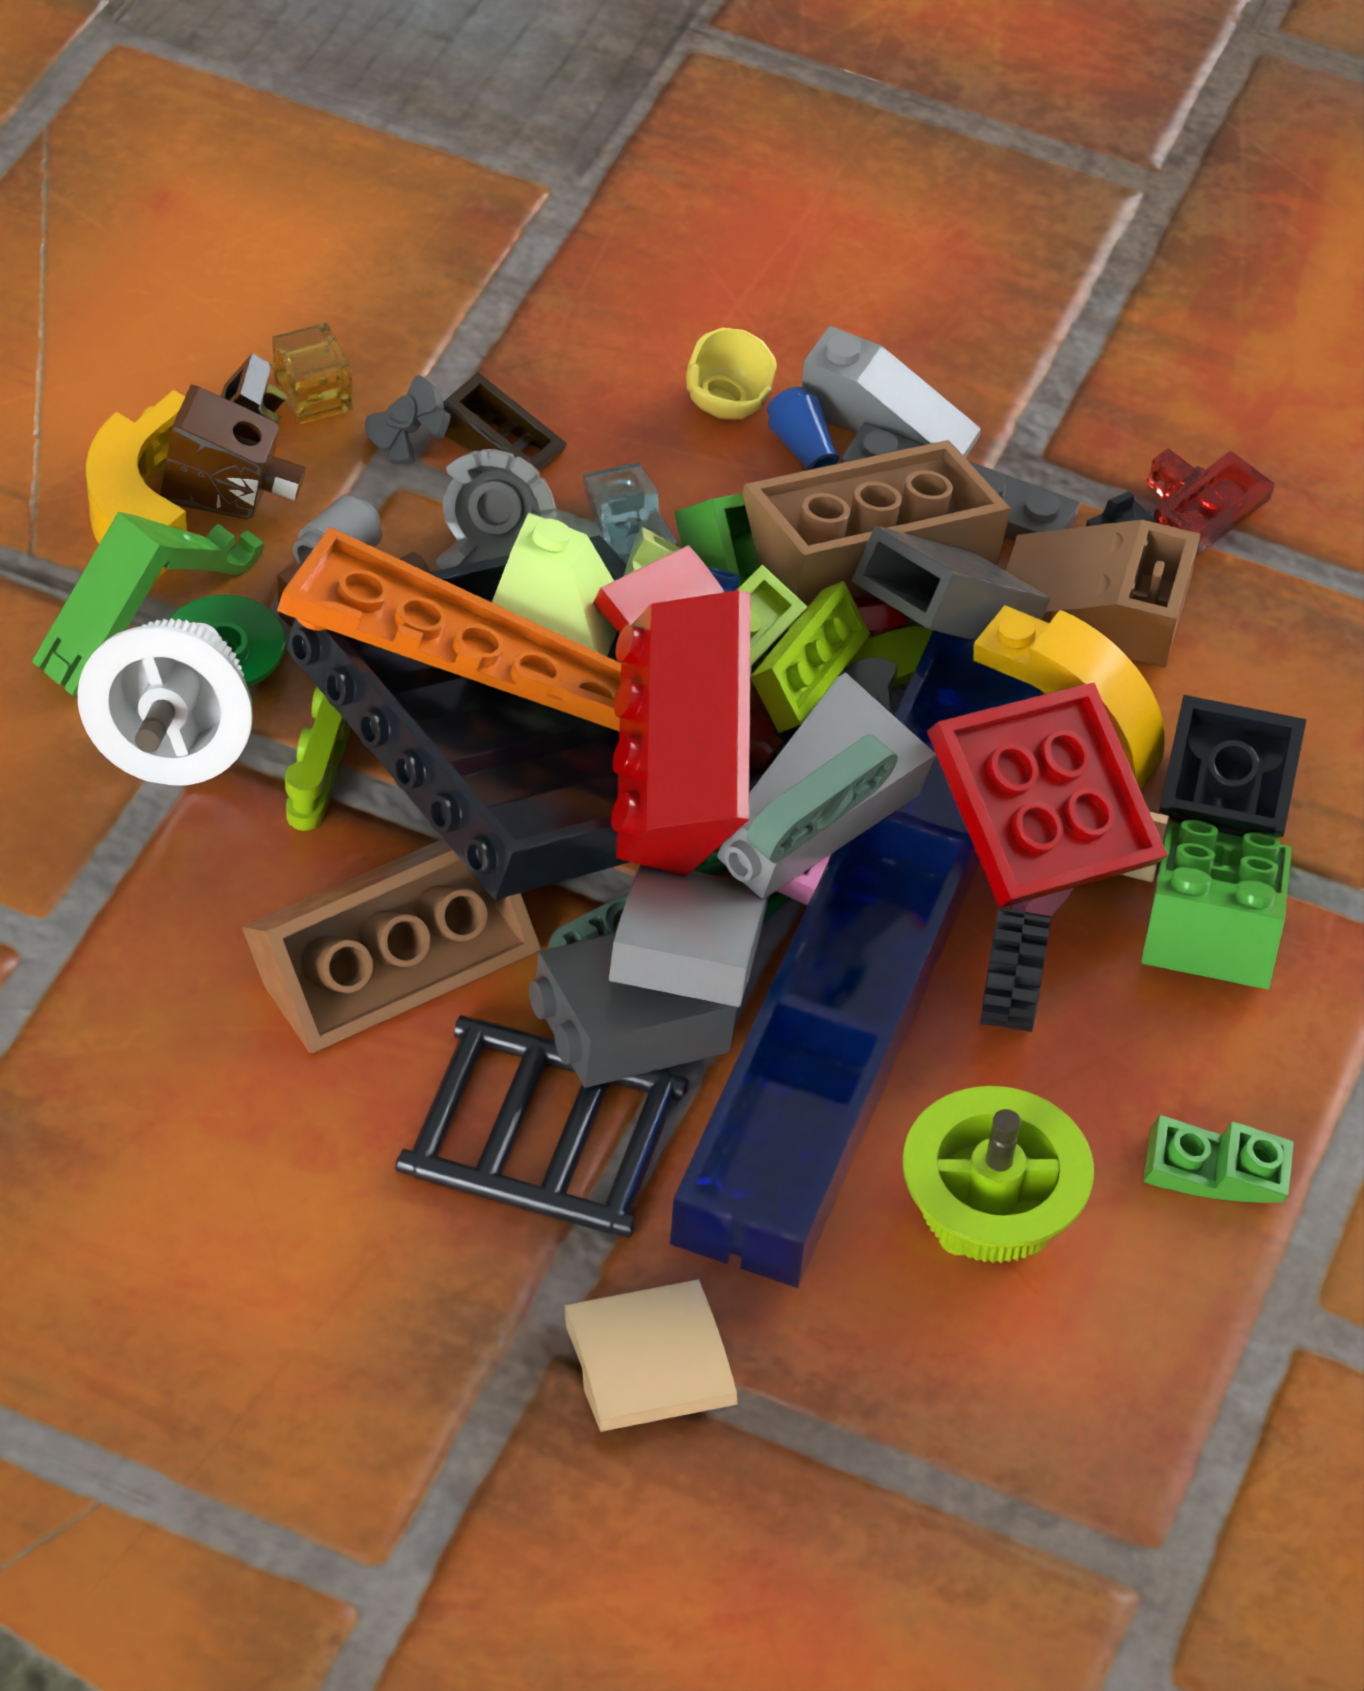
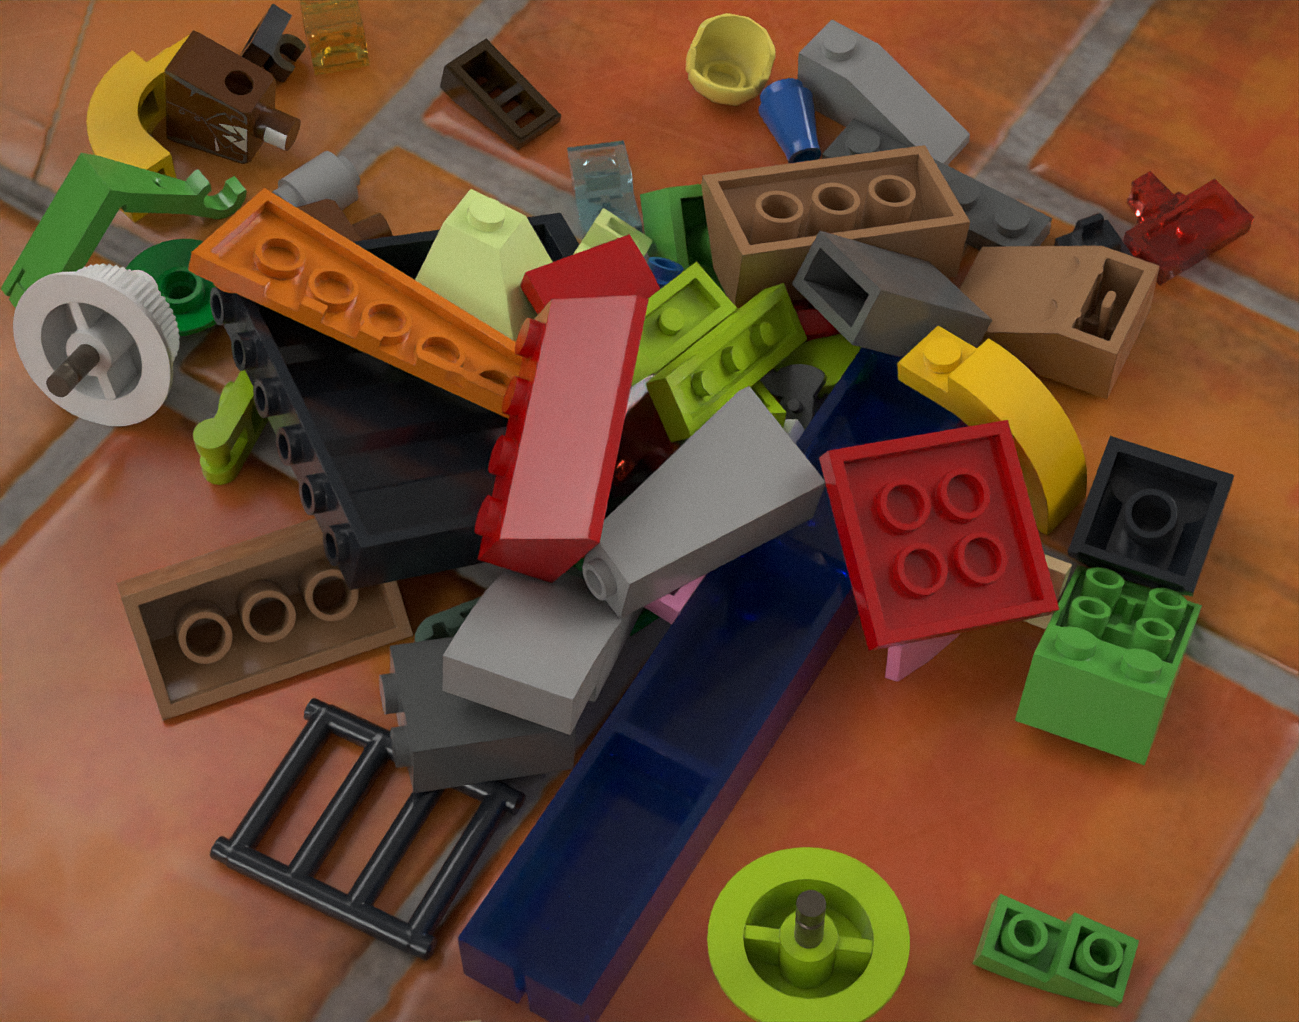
camera: 15 degrees right, 5 degrees up
(419, 406) = (415, 72): dark grey piece -> none
(489, 505) = (458, 159): light grey hair -> none
(821, 798) = (684, 524): sand green beam -> none
(1015, 969) = (875, 716): black tyre -> none

